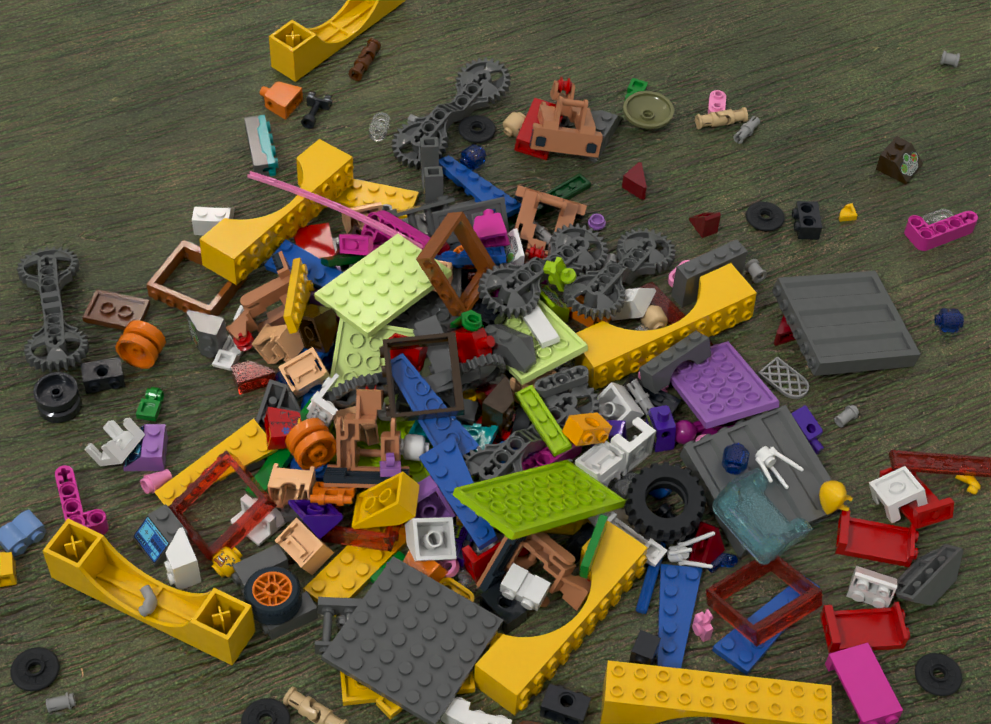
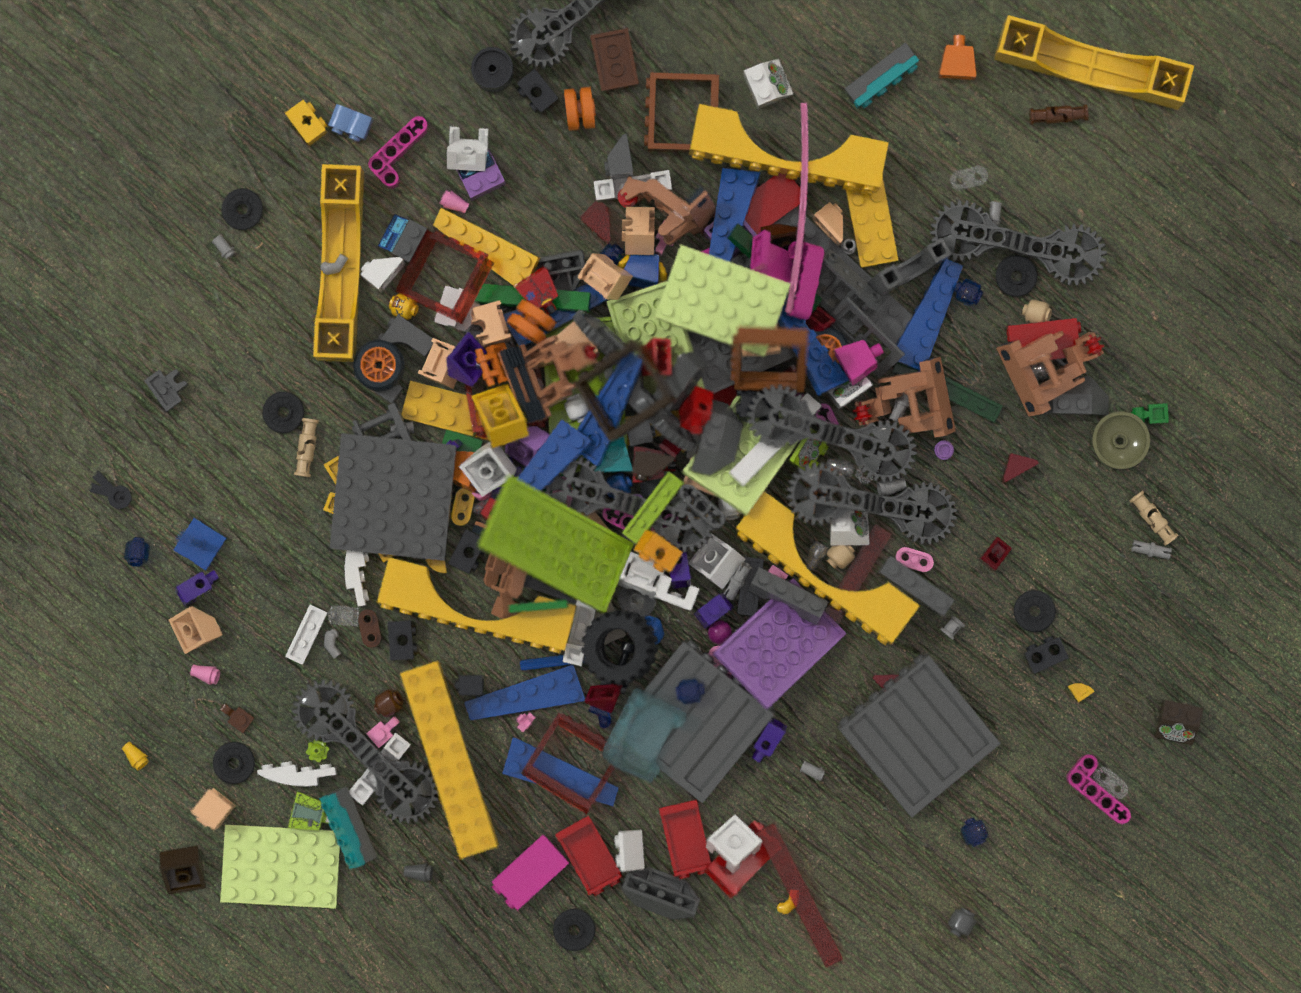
camera: 70 degrees right, 35 degrees up
(151, 405) = (523, 152): green plate -> none
(297, 295) = (682, 227): yellow wing -> none
(308, 120) = (942, 103): black bar -> none
(318, 327) = (657, 261): dark brown slope -> none
(319, 407) = (570, 307): white bracket -> none
(390, 467) = (535, 402): medium lavender tile -> none
(470, 321) = (715, 397): green plant -> none
(524, 587) = (482, 566): white piece -> none
(559, 273) = (817, 454): lime hips -> none
(680, 552) = (589, 679): white plant -> none
(717, 101) = (1178, 504): bright pink plate -> none
(761, 373) = (831, 705): light grey window -> none
(766, 458) = (704, 719): white plant -> none
(832, 496) = (696, 788): yellow piece -> none

